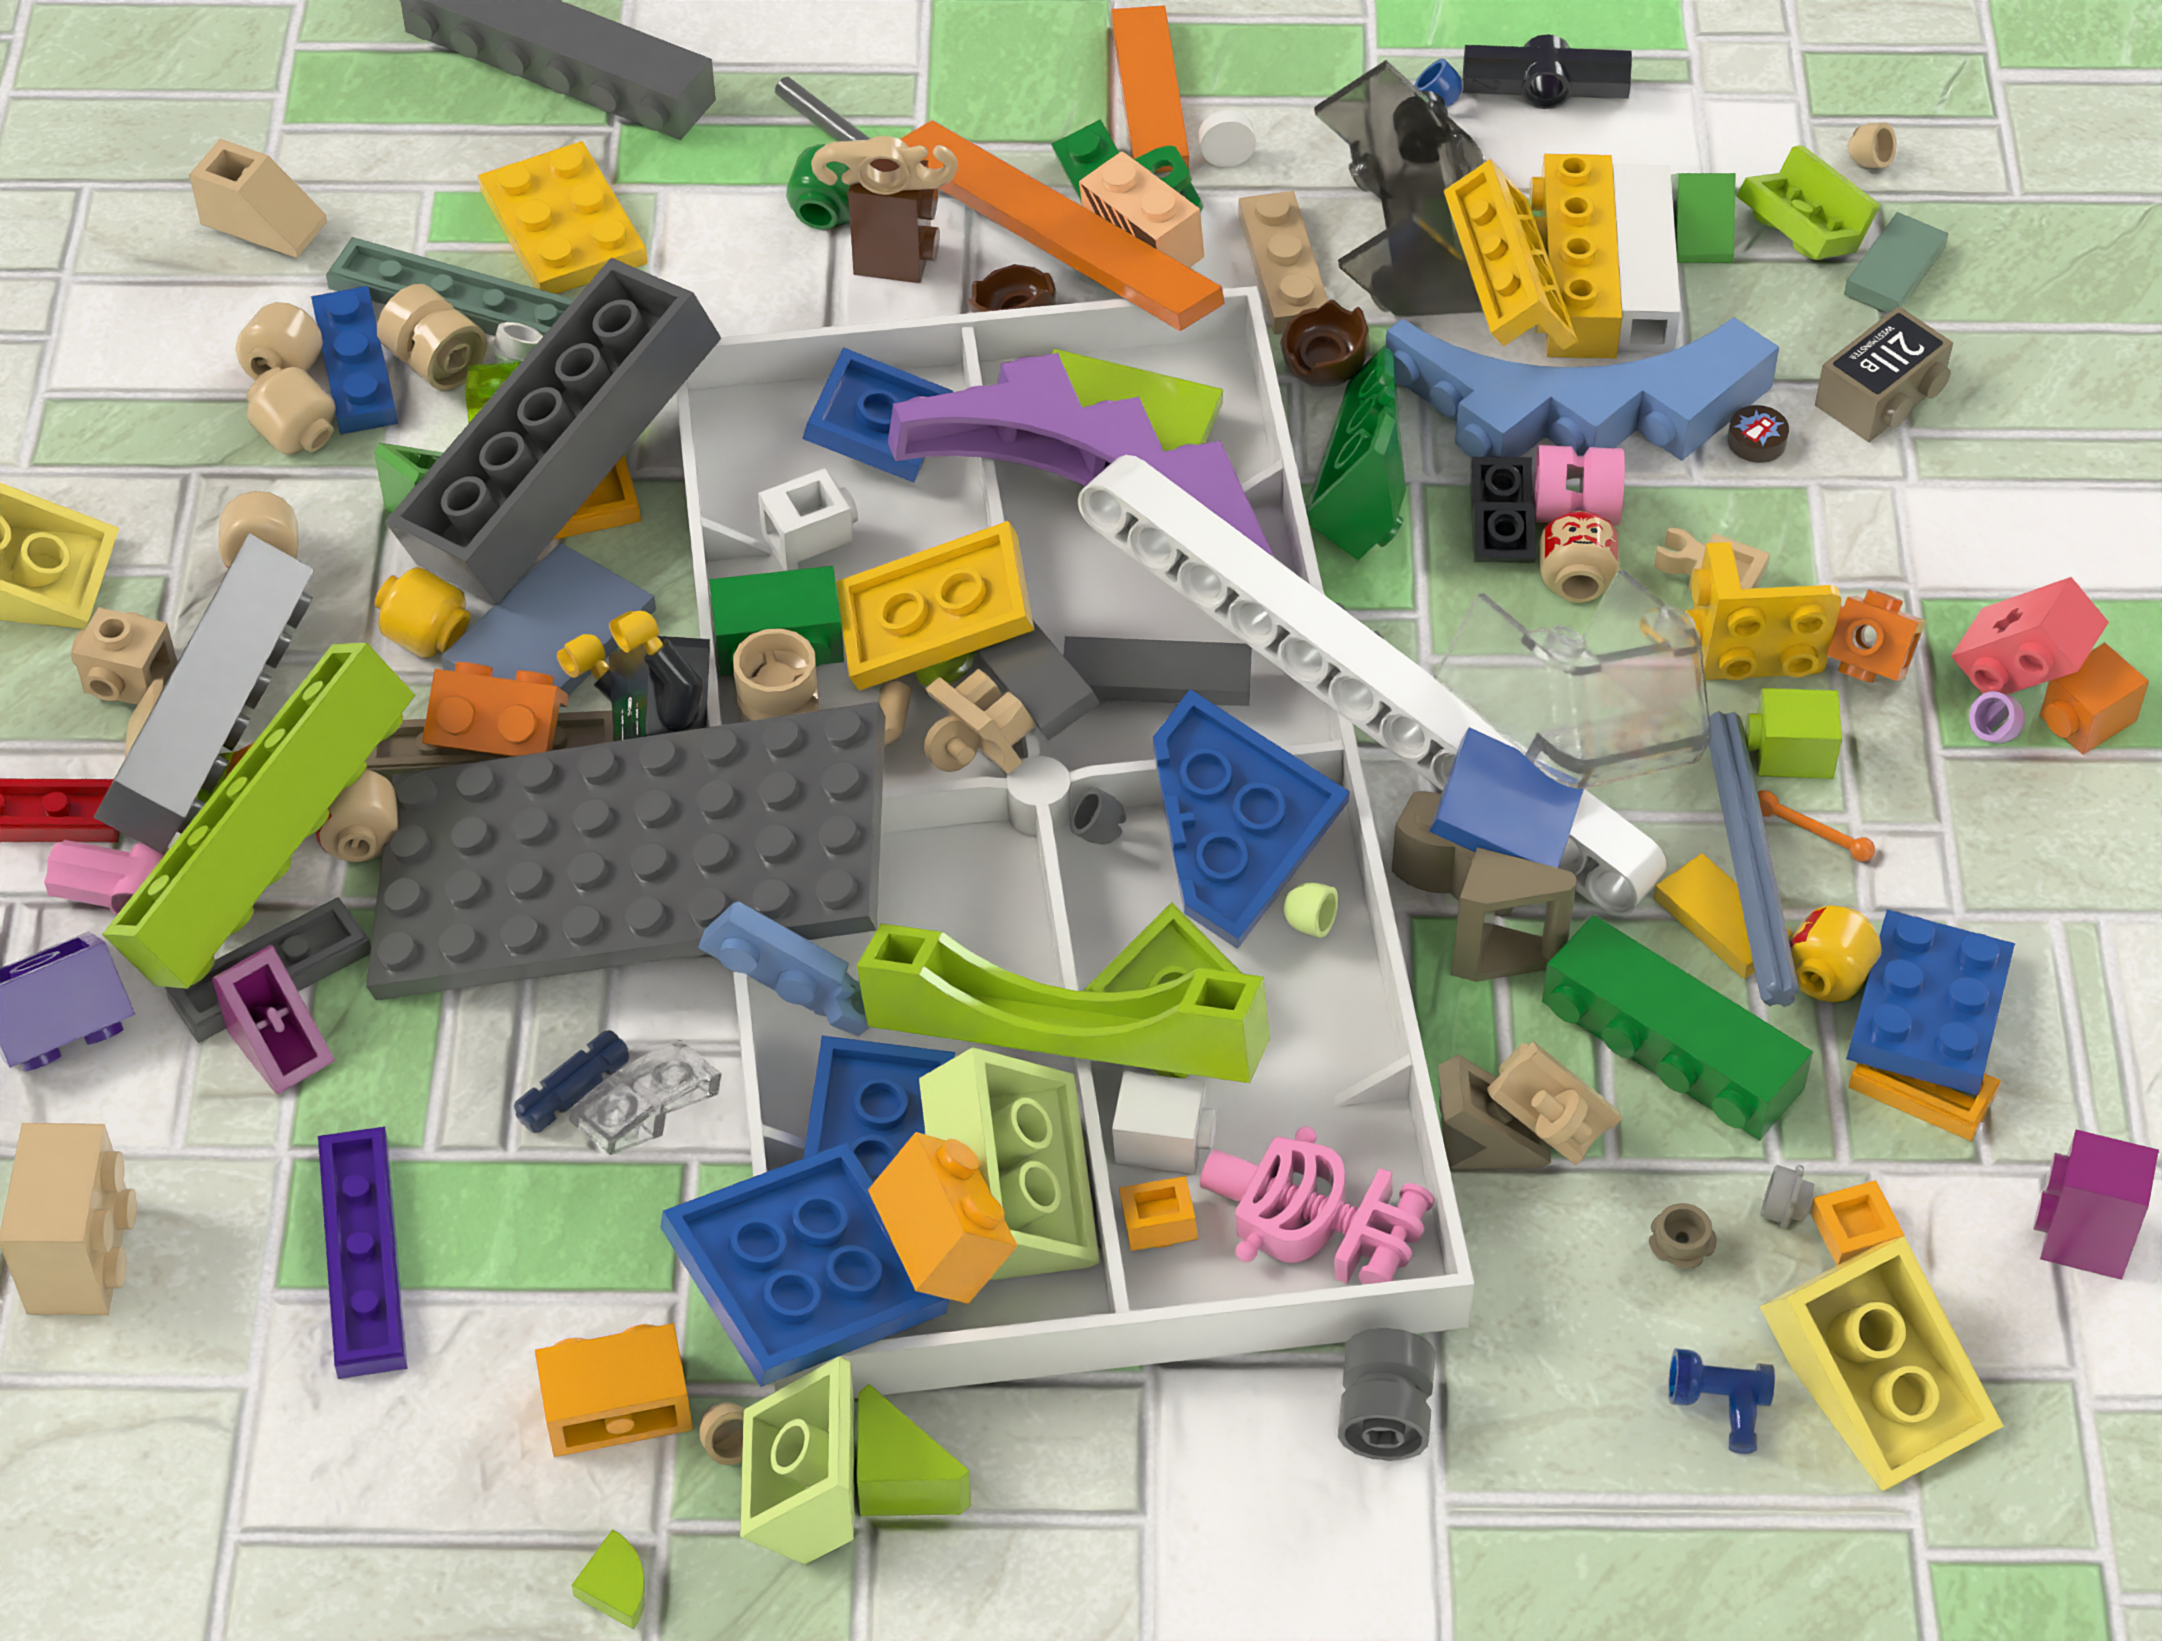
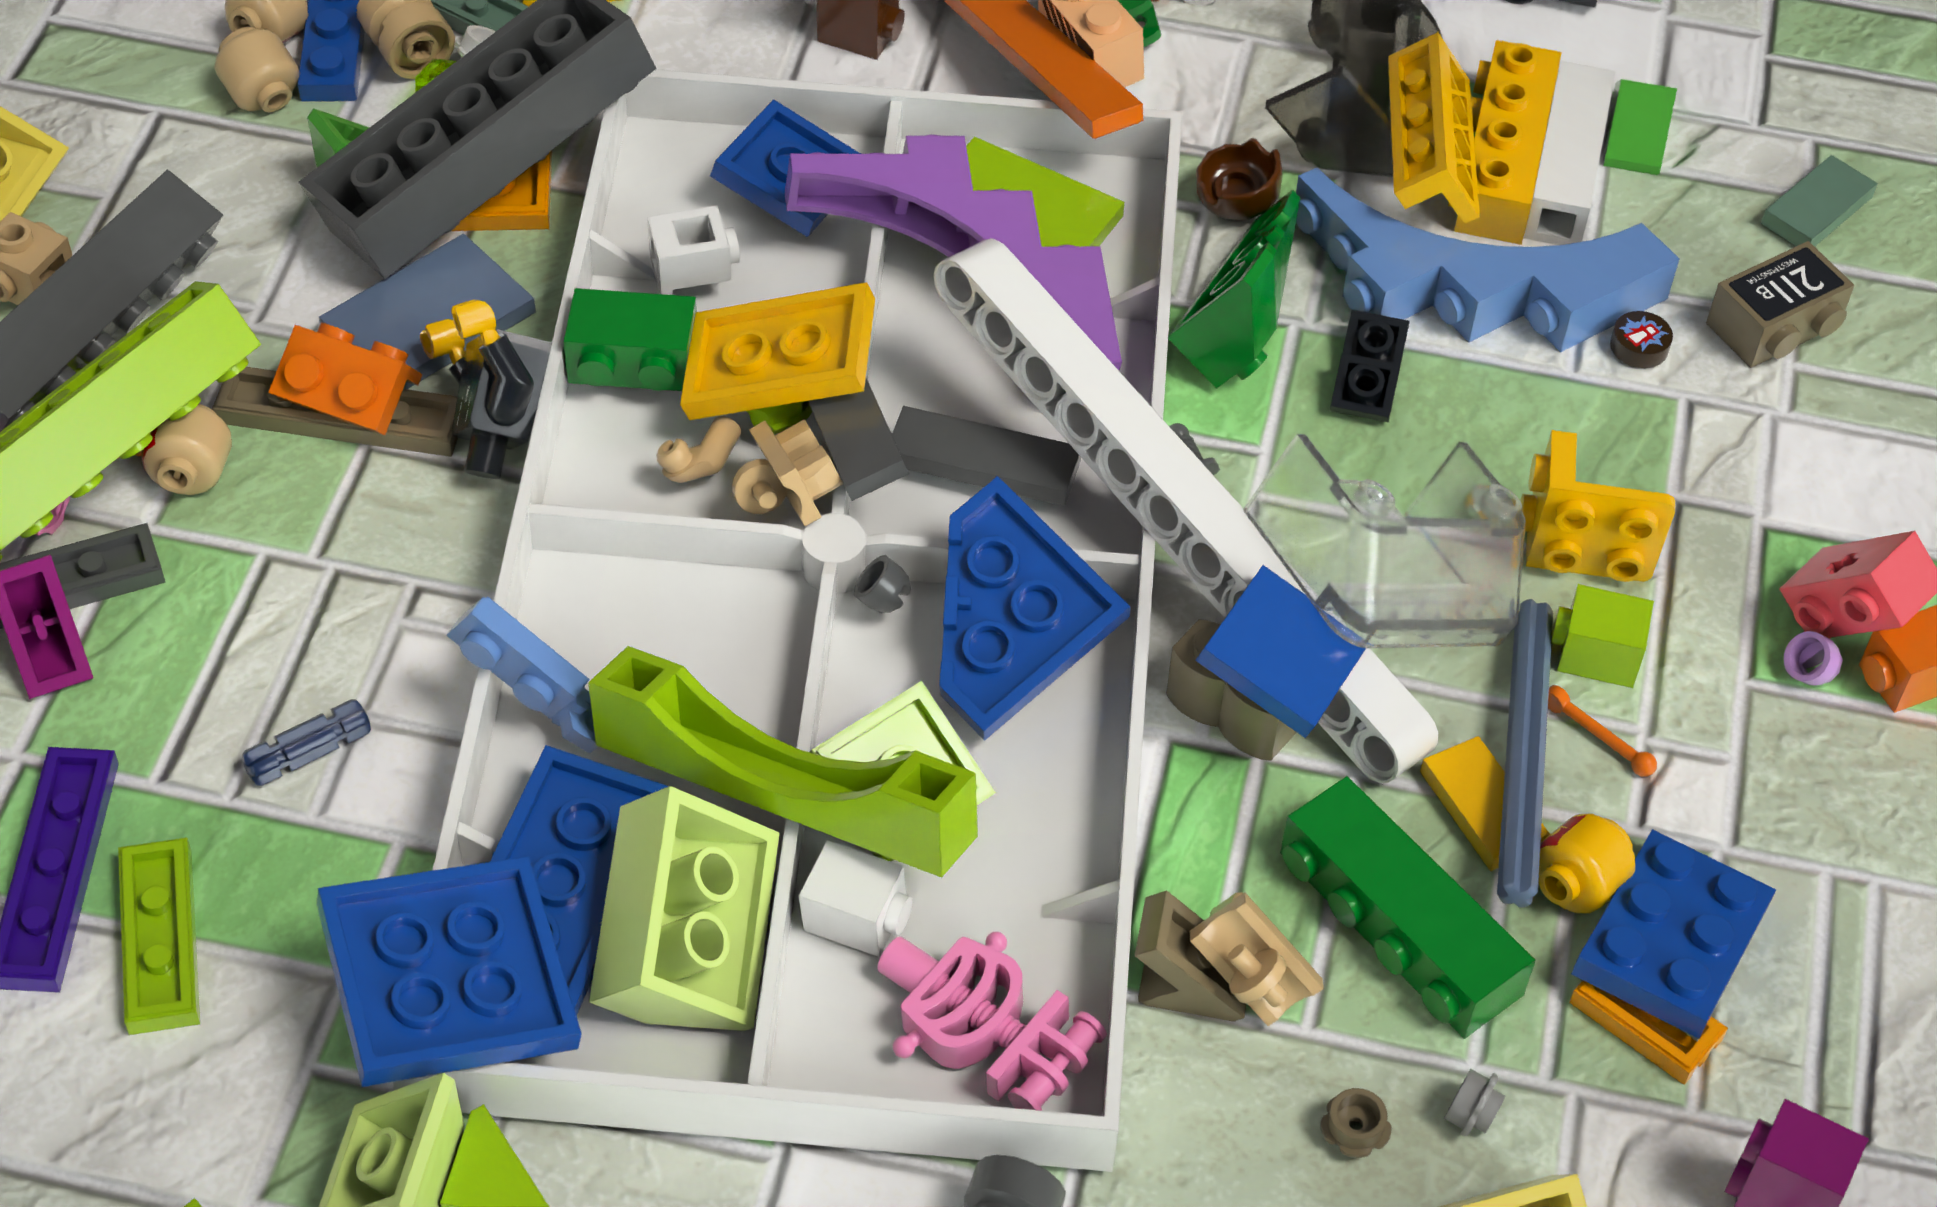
camera: 10 degrees right, 0 degrees up
(263, 517) = (194, 162): tan head -> none
(421, 612) = (312, 272): yellow head -> none
(487, 1293) = (158, 936): none -> lime tile
(613, 1389) = (240, 1055): light orange brick -> none
(628, 850) = (417, 523): dark grey plate -> none
(635, 1100) = (354, 773): clear slope -> none
(725, 1443) = (329, 1136): tan hinge -> none
(775, 675) = (608, 402): tan wheel -> none
(942, 1217) = (592, 952): light orange brick -> none
(1012, 288) = (955, 75): reddish brown hair -> none
(1158, 1213) = (826, 990): light orange plate -> none
(1281, 256) = (1222, 91): tan plate -> none
(1311, 908) = (1067, 715): yellowish green hinge -> none
(1505, 882) = (1257, 725): dark tan tile -> none
(1579, 556) = (1431, 421): tan head -> none
(1600, 485) = (1469, 361): bright pink wheel -> none
(1689, 555) = (1593, 459): tan plate -> none
(1811, 205) = (1747, 134): lime bracket -> none
(1854, 1220) = (1539, 1143): light orange plate -> none
(1873, 145) = (1823, 89): tan hinge -> none
(1895, 643) = (1725, 561): orange brick -> none

